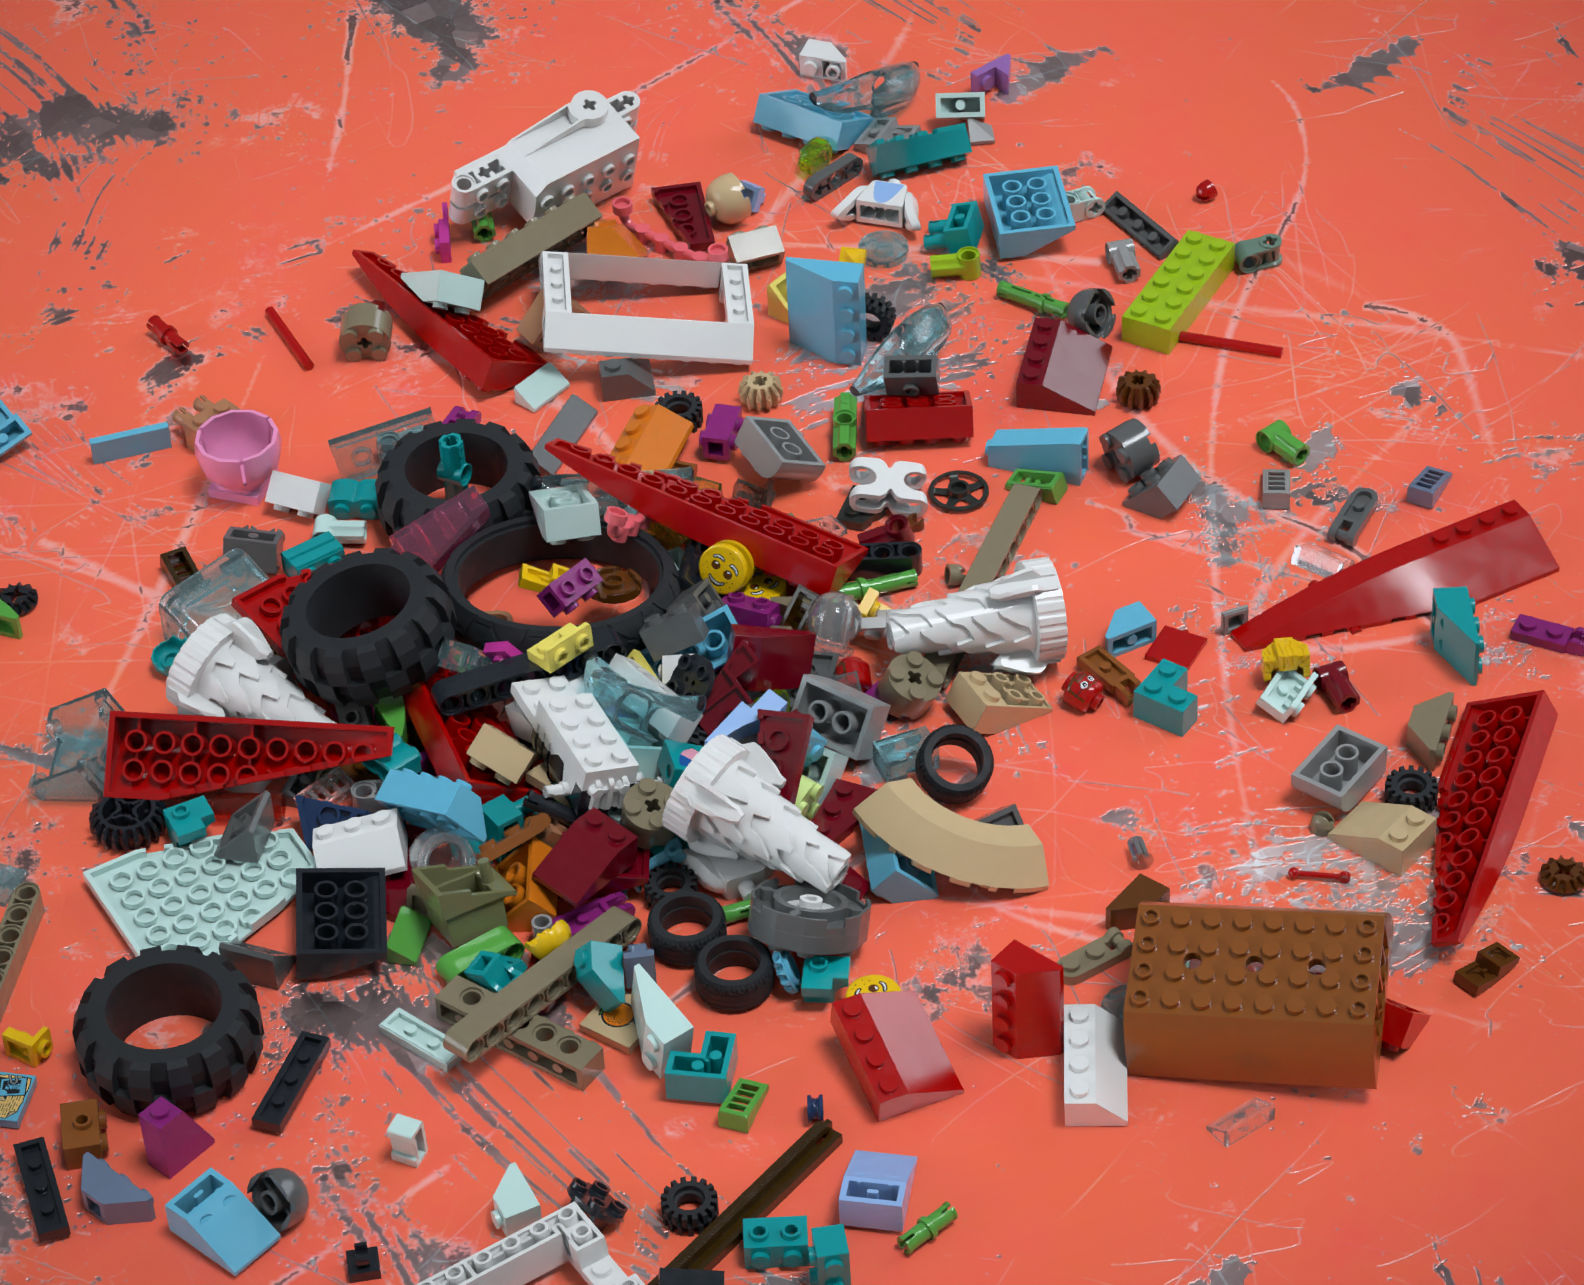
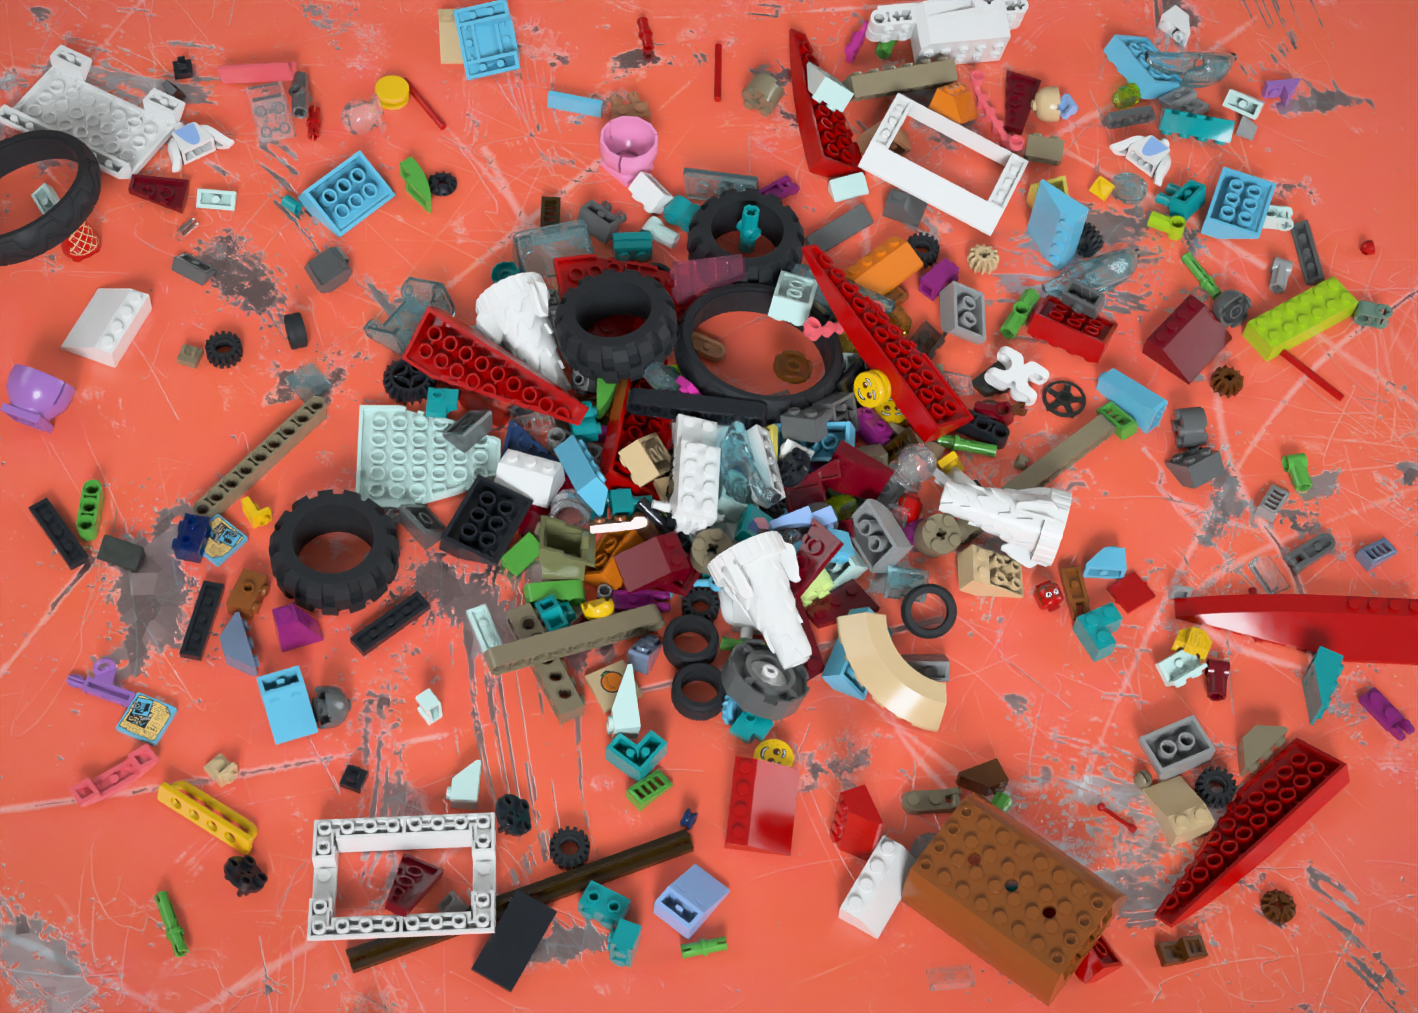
camera: 20 degrees right, 15 degrees up
(537, 579) = (755, 348): yellow slope -> none
(561, 646) = (722, 404): light yellow bracket -> none
(569, 588) = (756, 361): magenta brick -> none
(601, 973) = (612, 652): teal slope -> none
(1140, 856) = (1009, 738): clear smoke piece -> none

